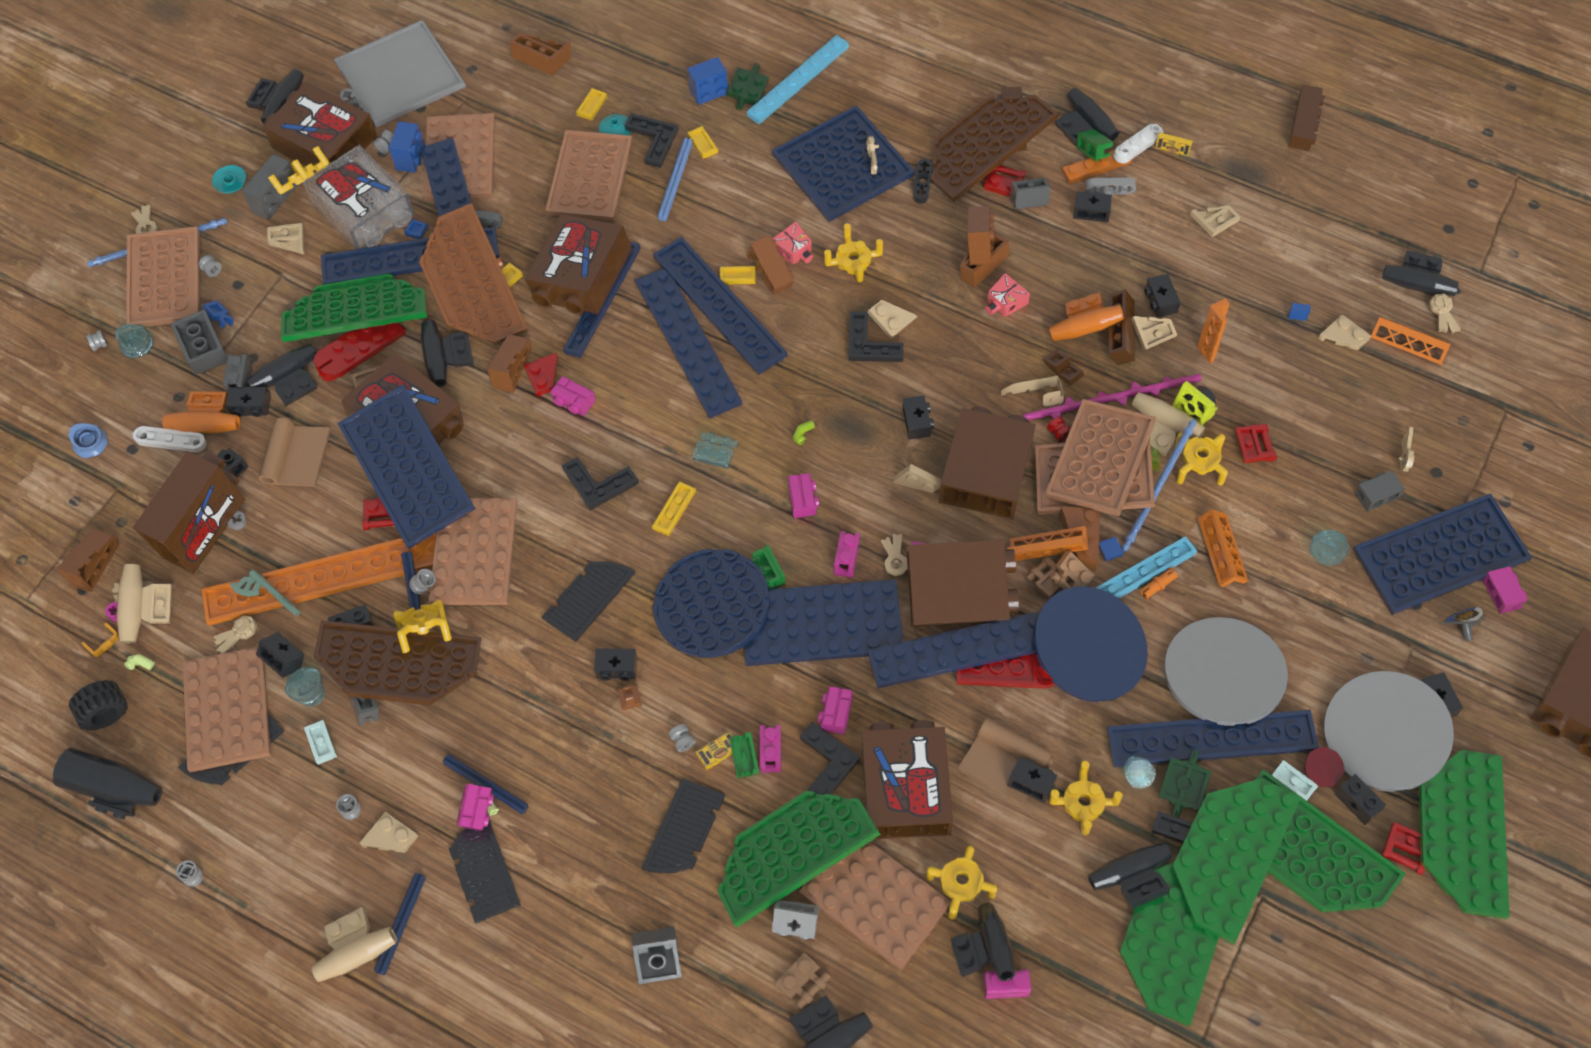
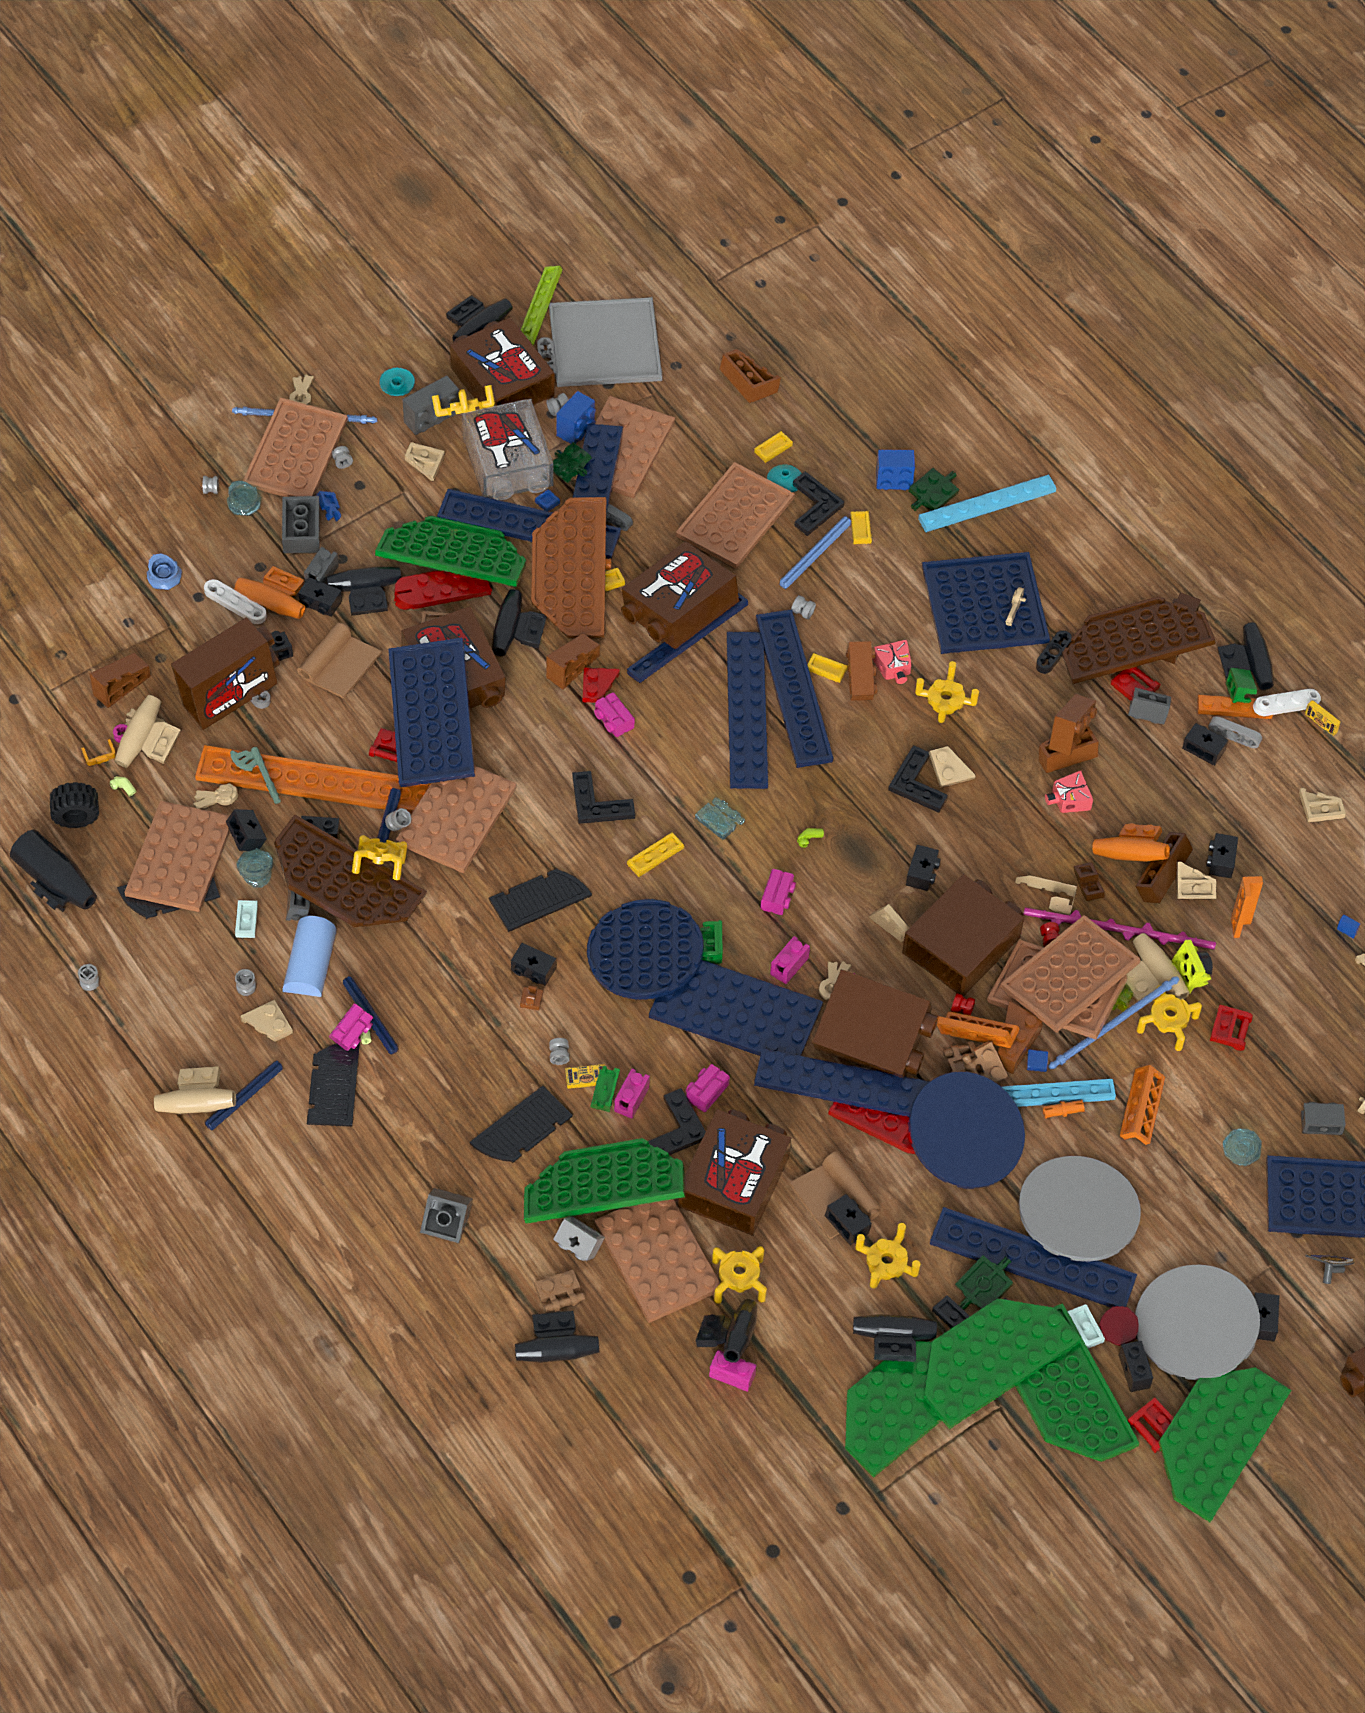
camera: 20 degrees right, 5 degrees down
(326, 59) = (540, 302): none -> lime tile
(399, 752) = (310, 956): none -> light blue brick
(422, 186) = (570, 462): none -> dark green plate
(690, 230) = (803, 607): none -> light grey wheel
(1020, 527) = (962, 1004): none -> red wheel
(1139, 772) = (948, 1255): clear light blue wheel -> none

